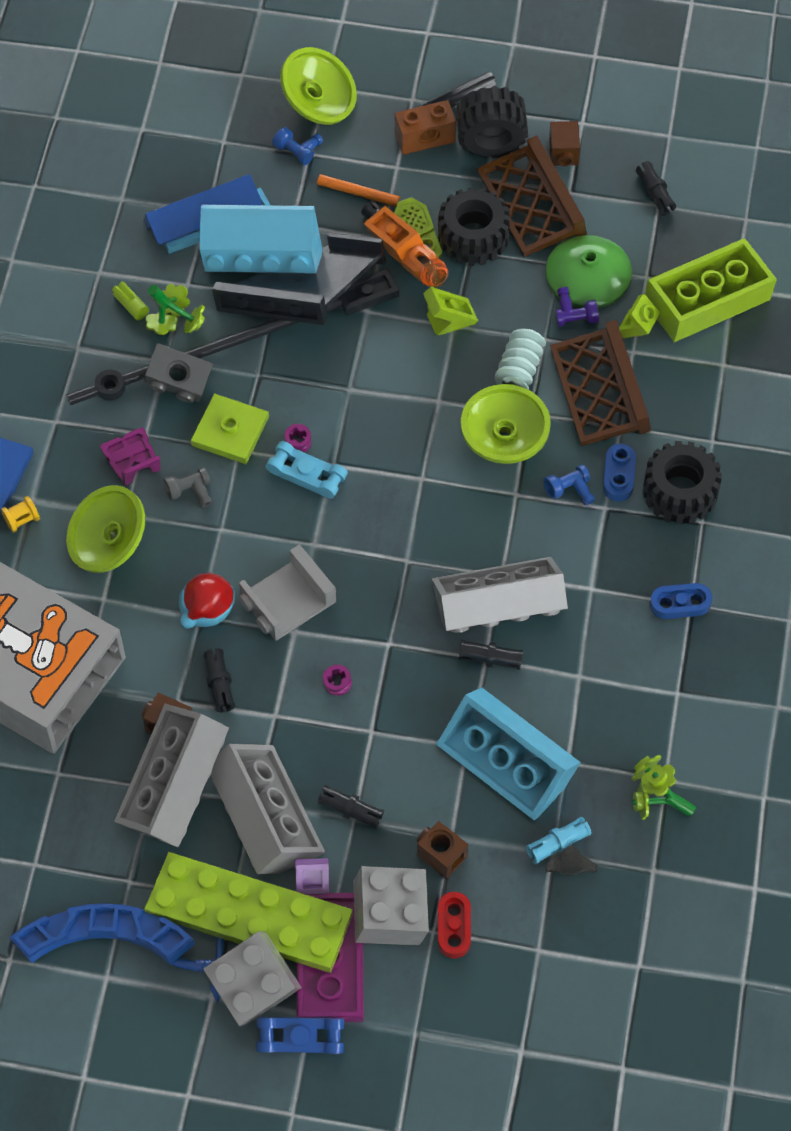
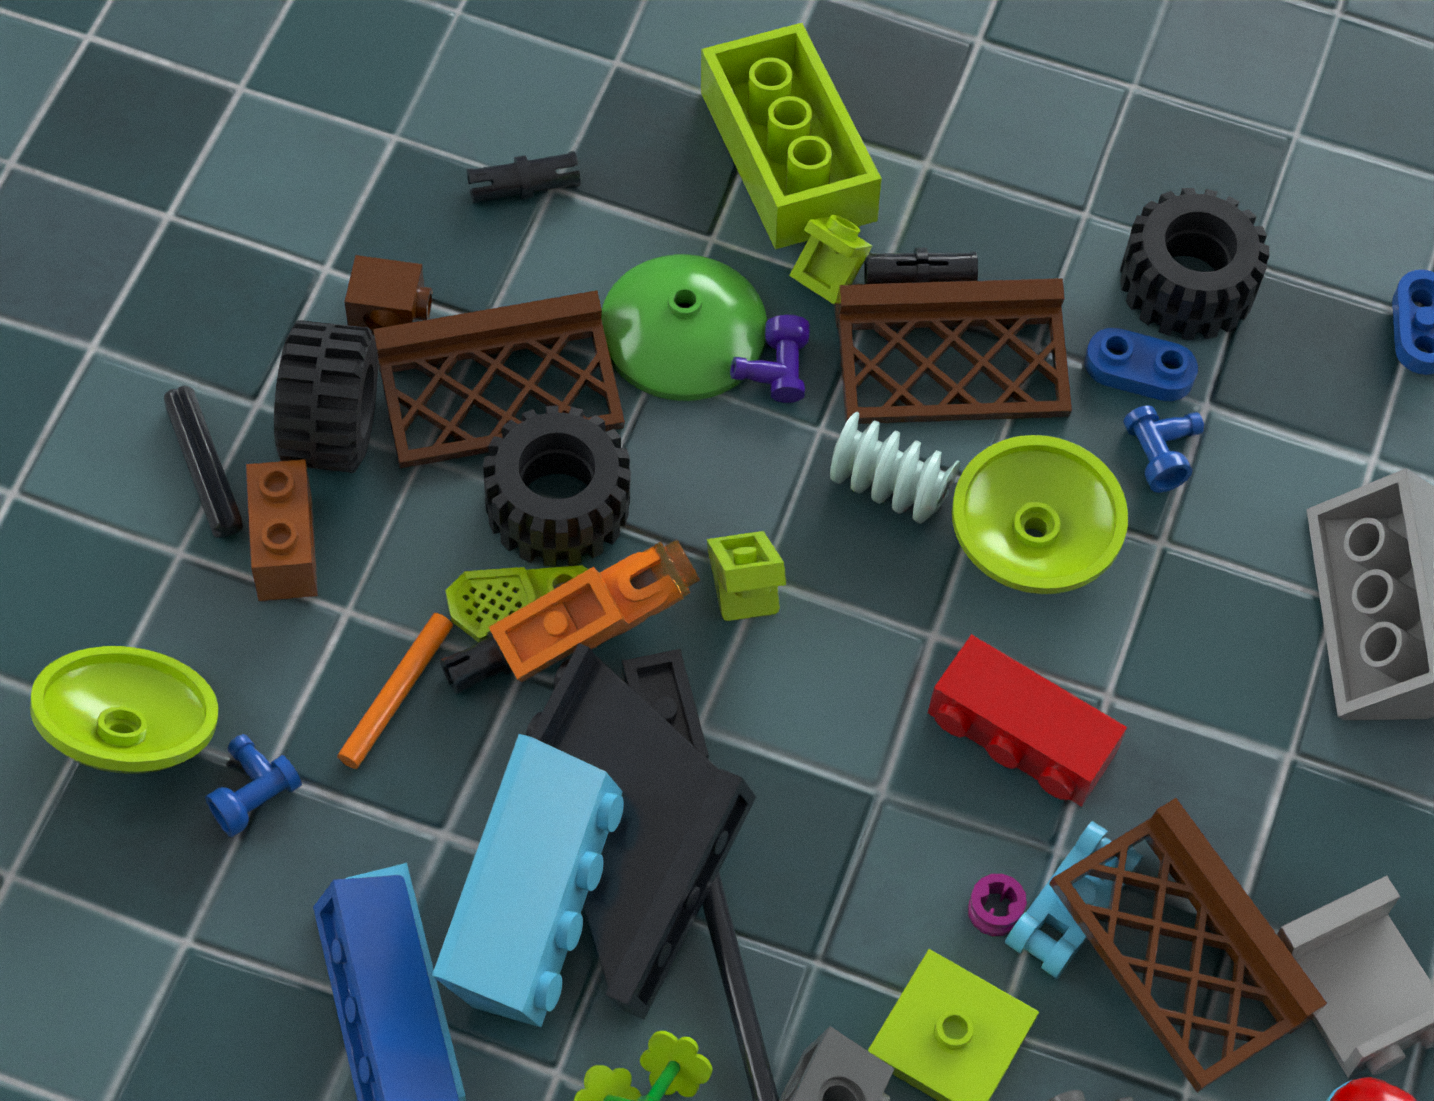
camera: 85 degrees left, 0 degrees up
(308, 524) = (1235, 927): none -> reddish brown fence
(392, 436) = (1025, 721): none -> red brick
(651, 378) = (920, 267): none -> black pin

